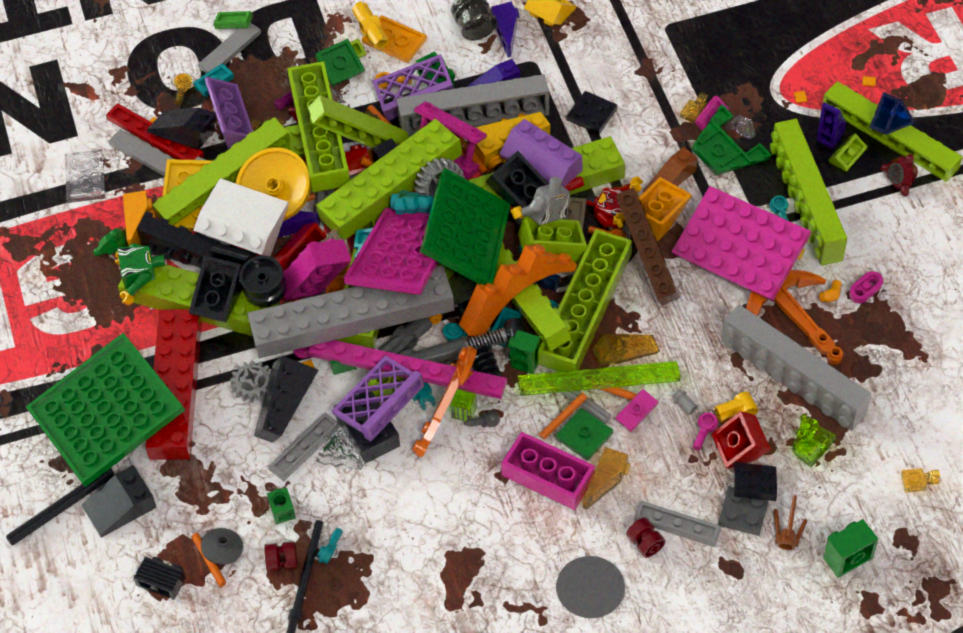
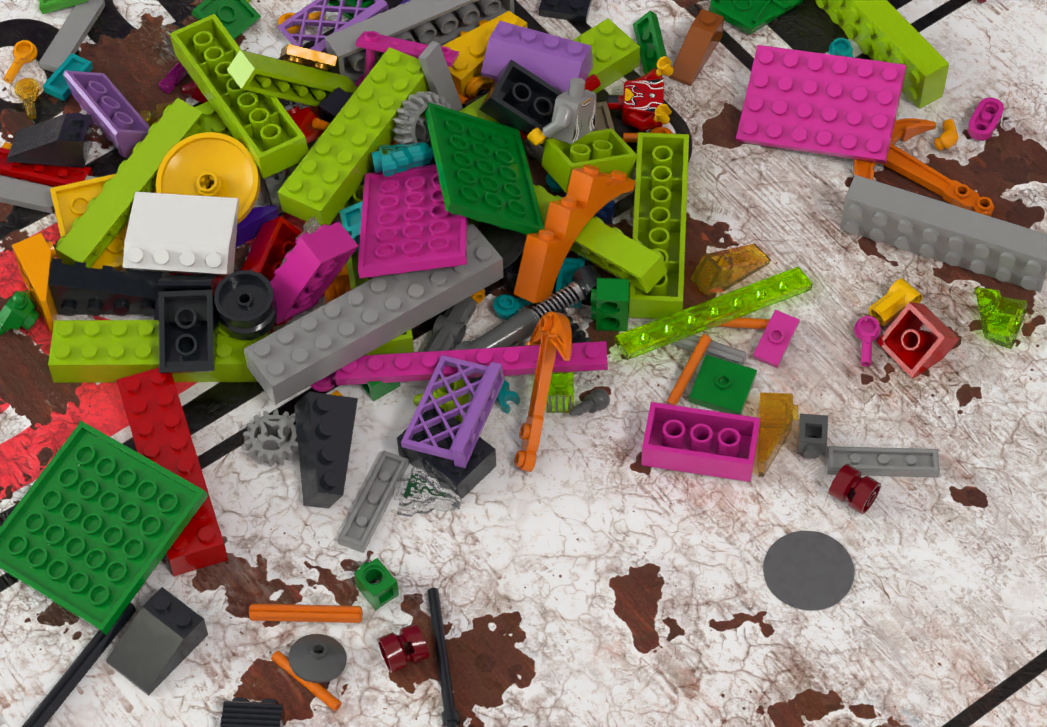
camera: 20 degrees left, 0 degrees up
(136, 268) = (67, 333): green torso -> none
(190, 54) = (23, 53): none -> light orange plate
(226, 512) = (305, 613): none -> orange axle
(326, 552) = (460, 626): teal plate -> none
(371, 108) = (308, 57): none -> plate
(464, 151) = (438, 75): none -> light grey tile
(632, 489) = (812, 435): none -> dark grey brick
(638, 160) = (650, 40): none -> green plate
(647, 246) = (711, 136): reddish brown brick -> none
(663, 205) = (700, 90): light orange slope -> none
(684, 401) = (829, 312): light grey pin -> none
(743, 513) = (956, 423): dark grey plate -> none
(755, 481) = (956, 383): black plate -> none
(787, 538) = (1024, 439): dark orange plant -> none

